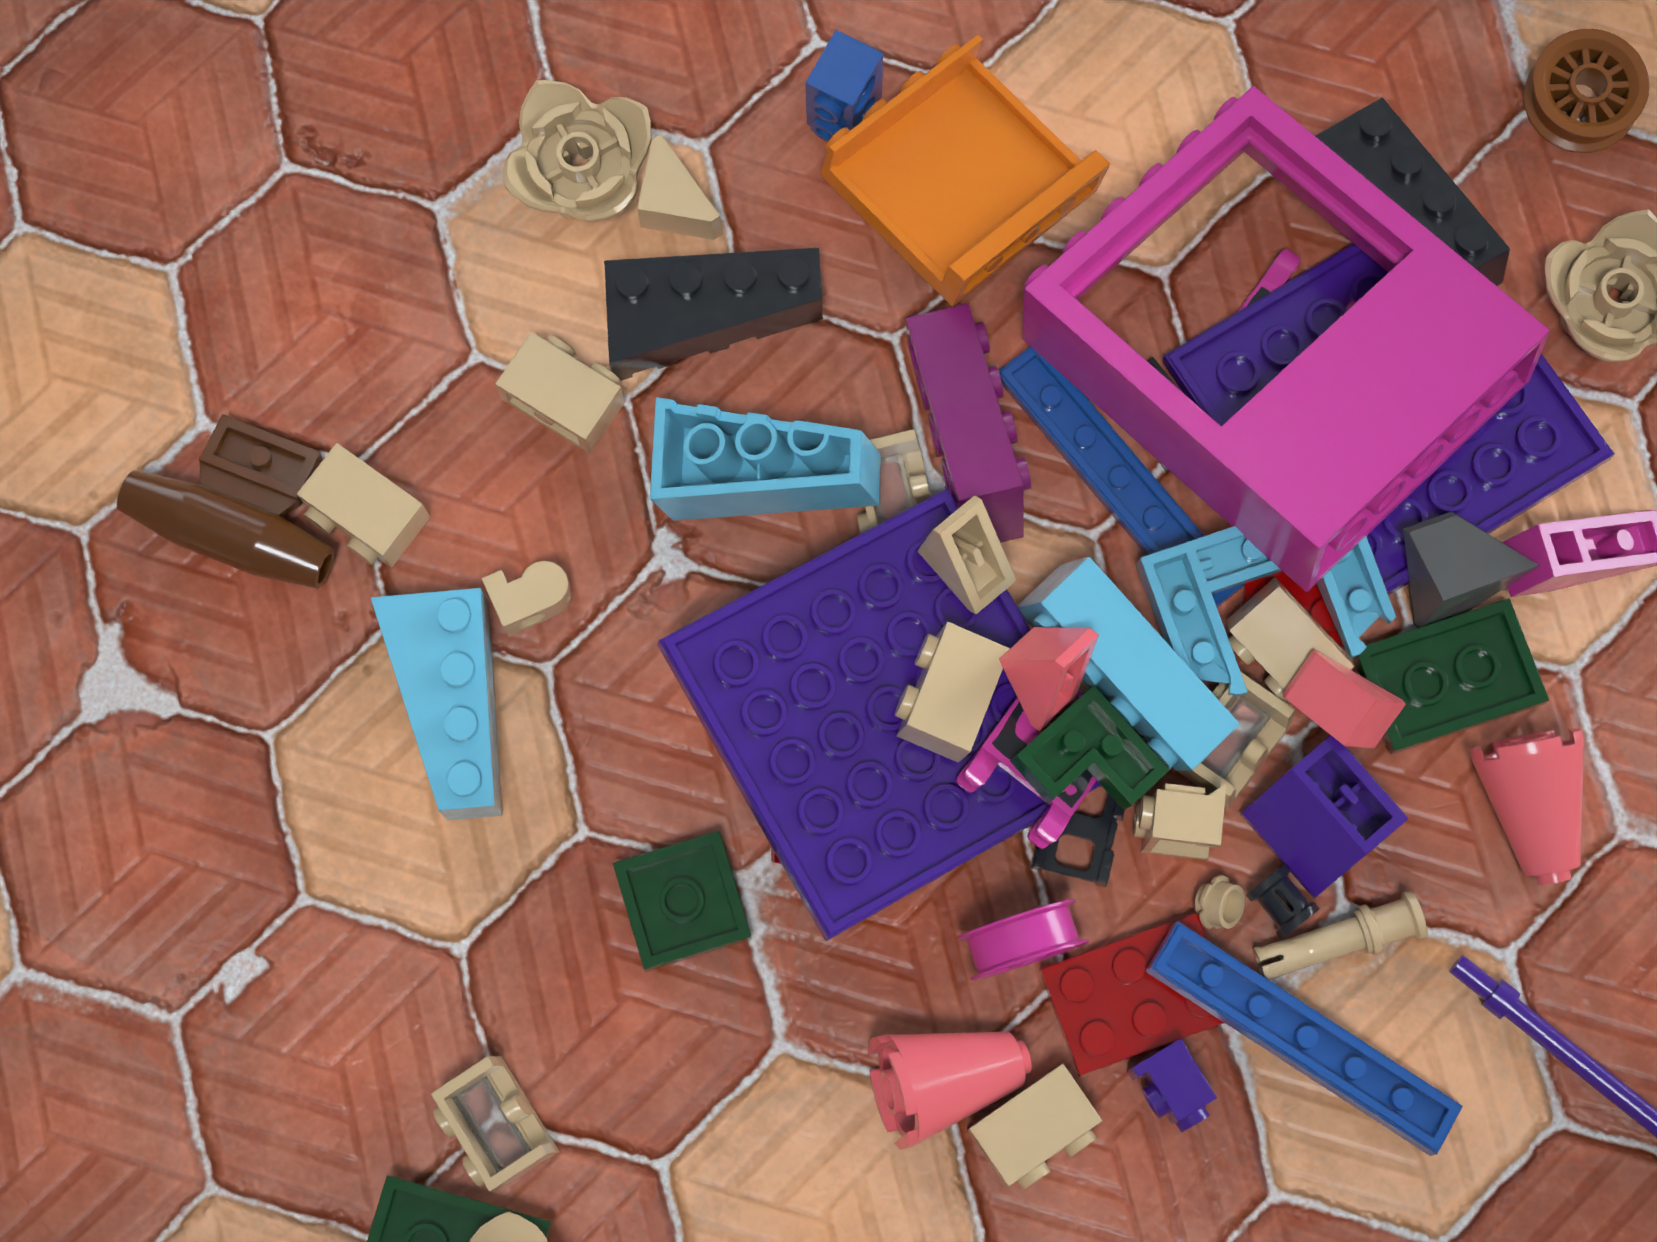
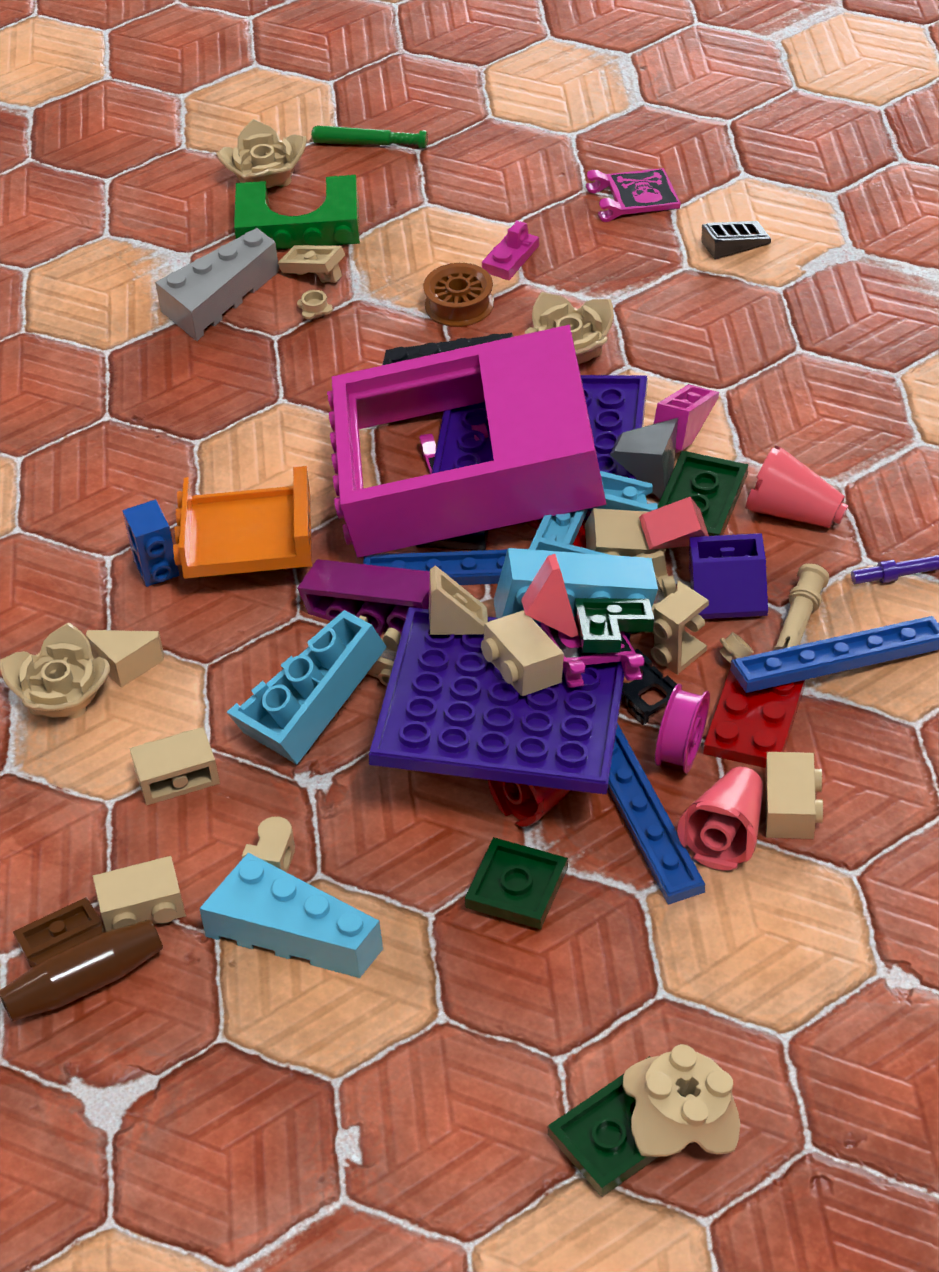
camera: 50 degrees left, 30 degrees down
(492, 1123) = (564, 1055): tan window -> none
(704, 303) = (195, 671): black wedge -> none
(883, 984) = (651, 826): none -> blue tile
(1175, 1086) = (820, 721): dark purple brick -> none
(1283, 886) = (758, 623): black bush -> none

